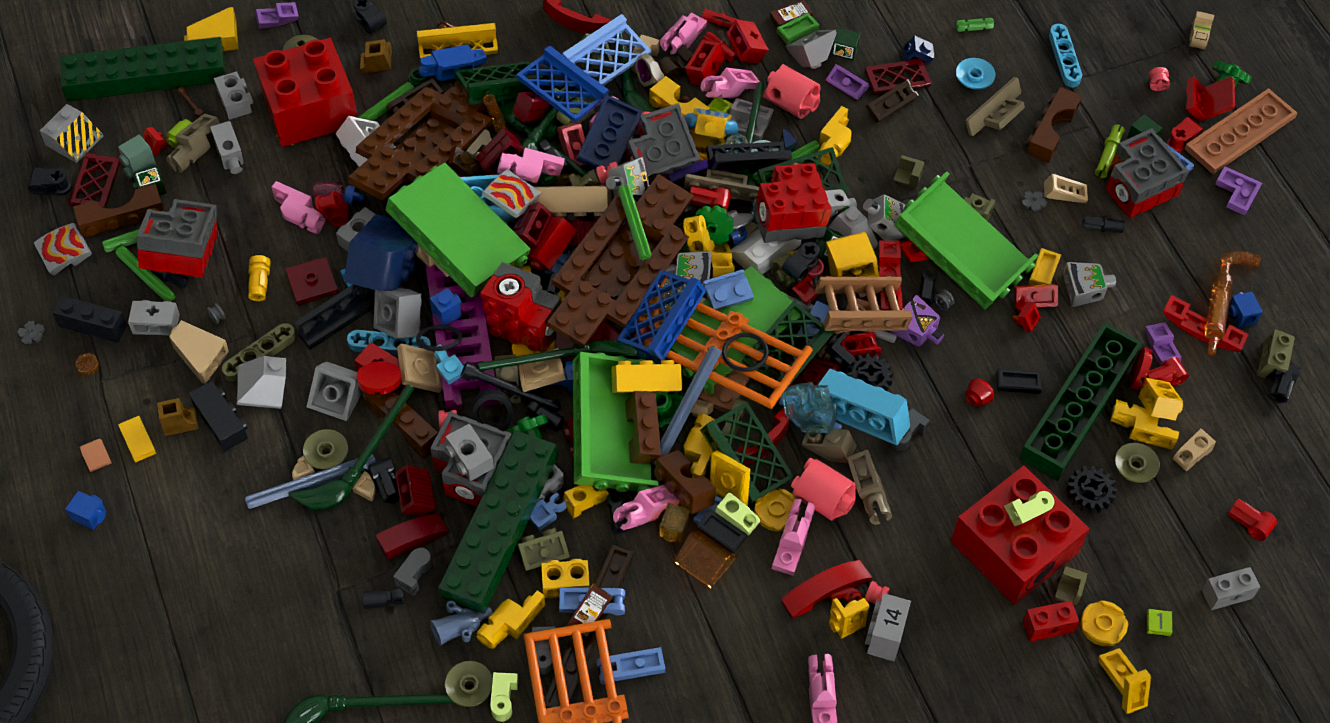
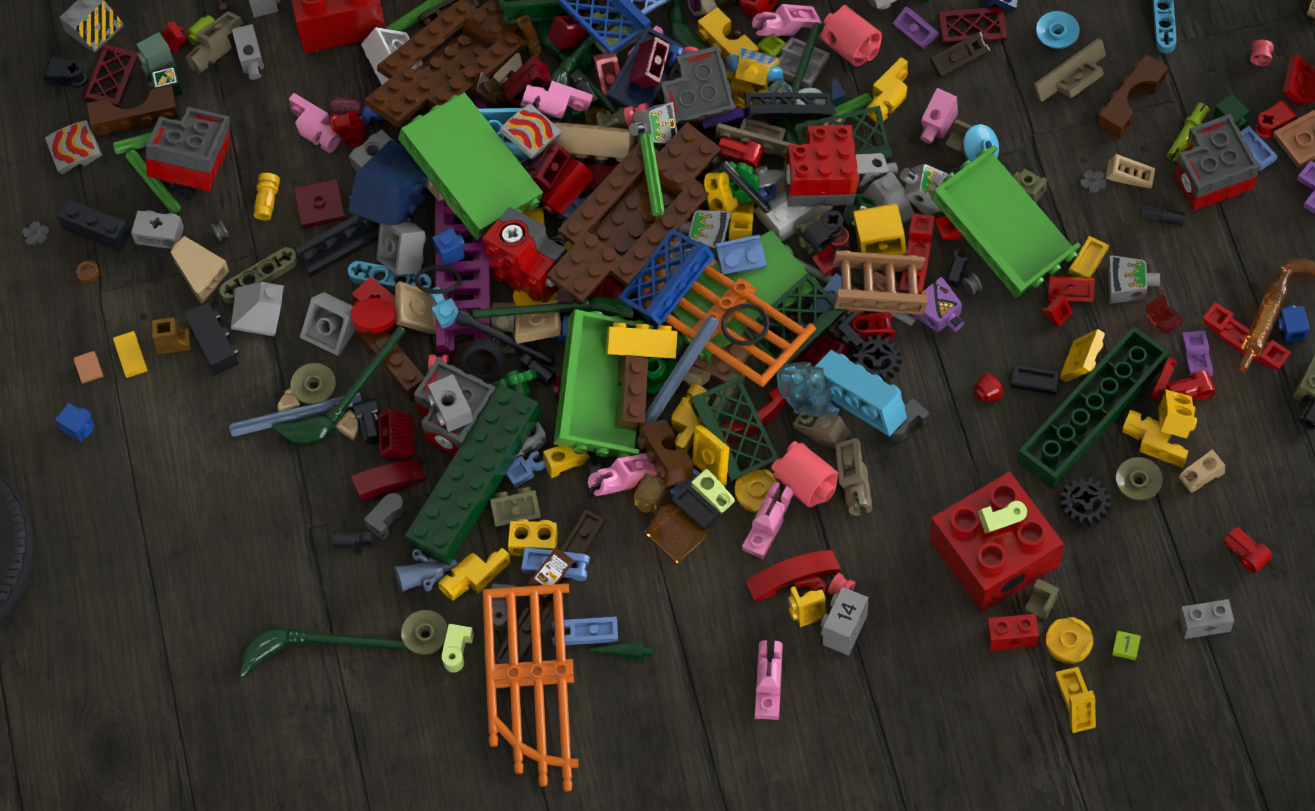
camera: 15 degrees right, 5 degrees up
(615, 124) = (650, 63): none -> dark red brick
(633, 115) = (674, 51): none -> blue tile
(680, 679) = (632, 650): none -> dark green piece
(721, 227) = (742, 183): none -> black bar
(885, 153) = (938, 116): none -> bright pink torso
(925, 171) = (977, 139): none -> medium azure dish
(1061, 354) = (1082, 355): none -> yellow plate
(1125, 313) = (1162, 315): none -> clear red bracket

